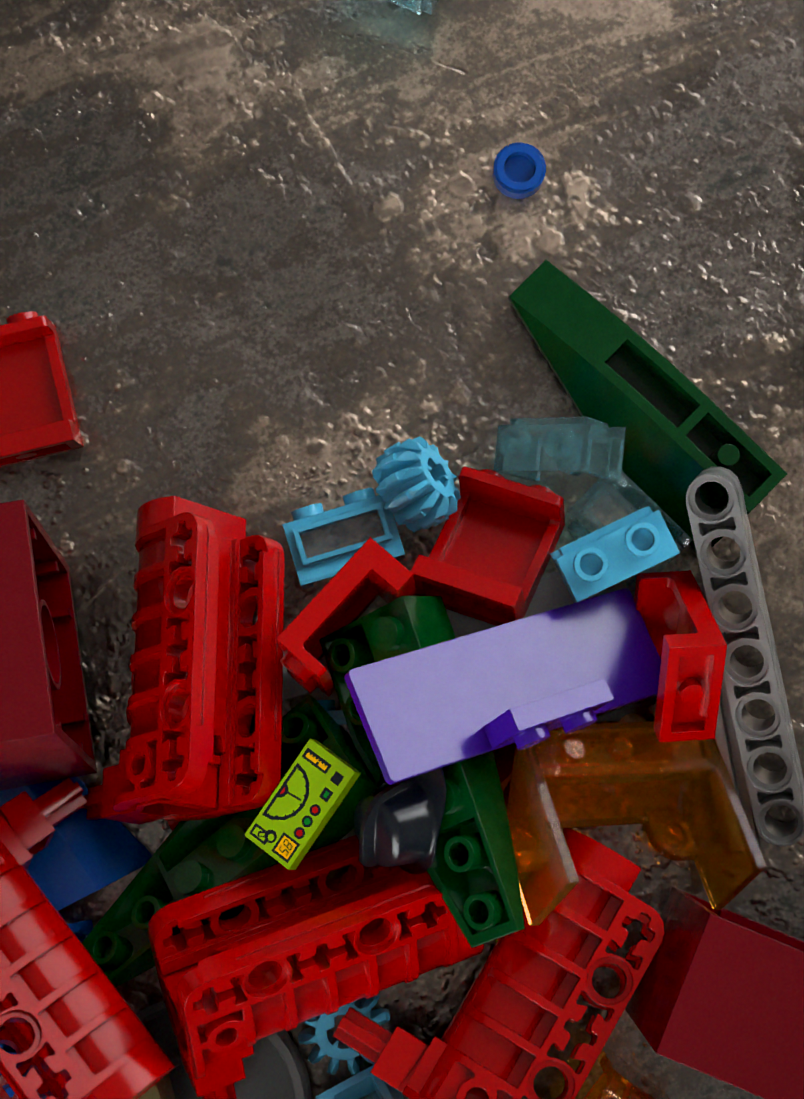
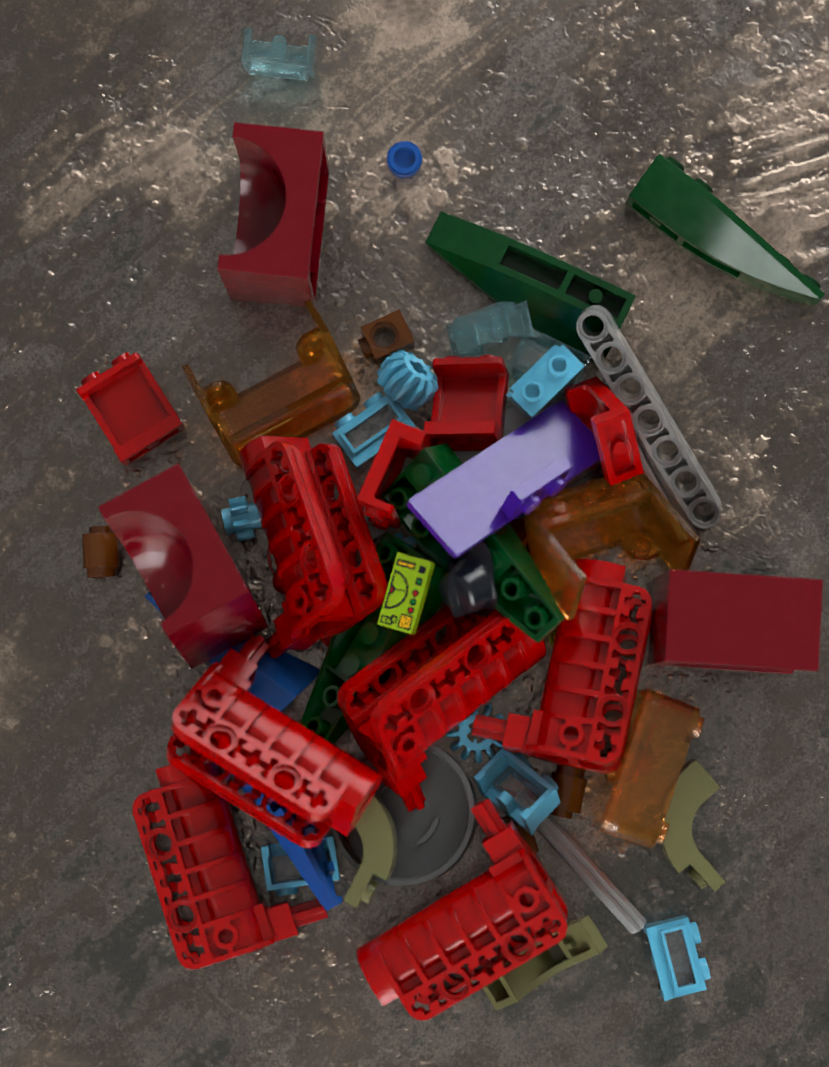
camera: 20 degrees left, 0 degrees up
(110, 602) = (241, 518): none -> medium azure gear
(229, 460) = (287, 403): none -> clear orange windscreen
(318, 186) = (278, 216): none -> dark red piece
(423, 395) = (391, 323): none -> reddish brown brick

